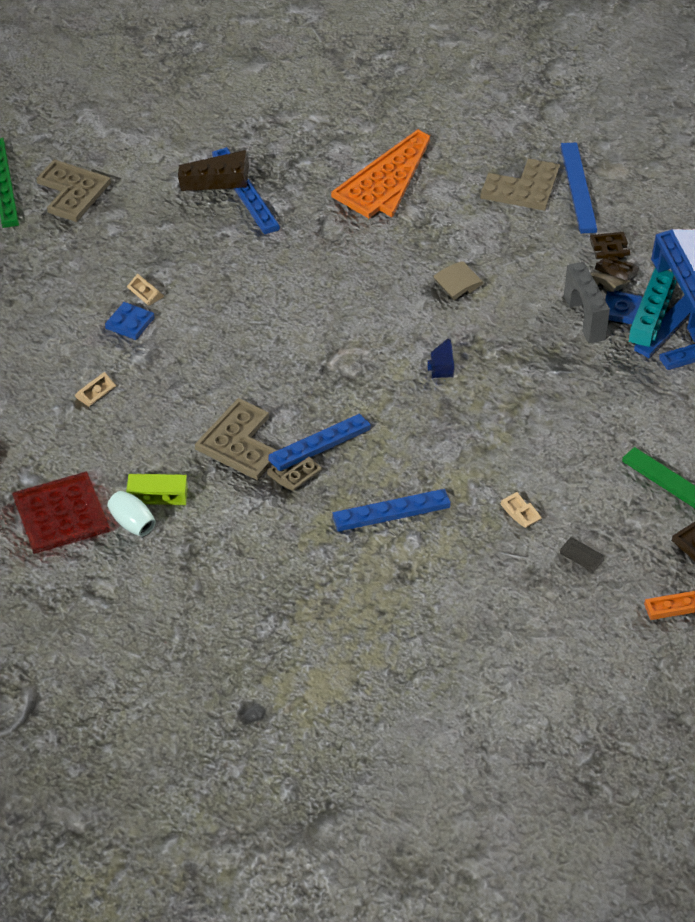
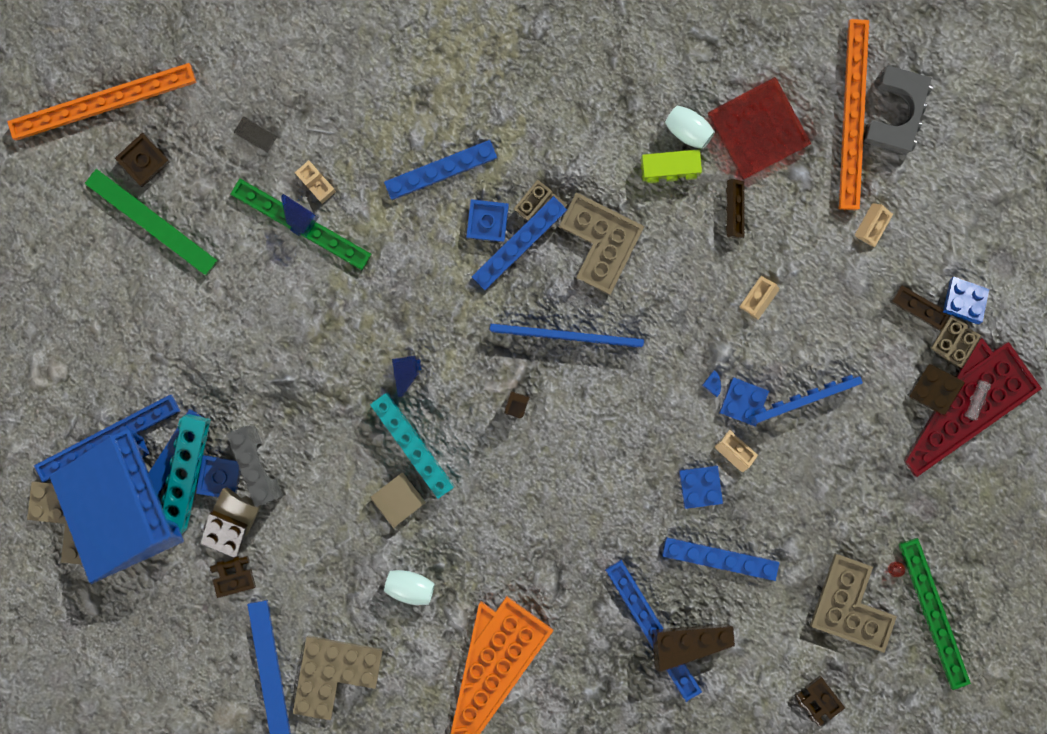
camera: 170 degrees right, 40 degrees up
(26, 208) = (898, 565): none -> clear red hinge
(73, 309) = (812, 395): none -> blue plate
(101, 451) = (735, 208): none -> dark brown plate
(112, 142) = (825, 698): none -> dark brown plate
(155, 335) = (713, 383): none -> blue tile
(177, 226) = (720, 559): none -> blue plate
(183, 270) = (700, 487): none -> blue plate
(286, 374) = (565, 335): none -> blue tile
(340, 327) = (516, 405): none -> dark brown panel
(349, 464) = (487, 220): none -> blue plate
(441, 311) = (412, 445): none -> teal brick
(453, 224) = (409, 587): none -> light aqua piece
(537, 475) = (298, 217): none -> clear blue slope
(538, 480) = (318, 234): none -> green tile

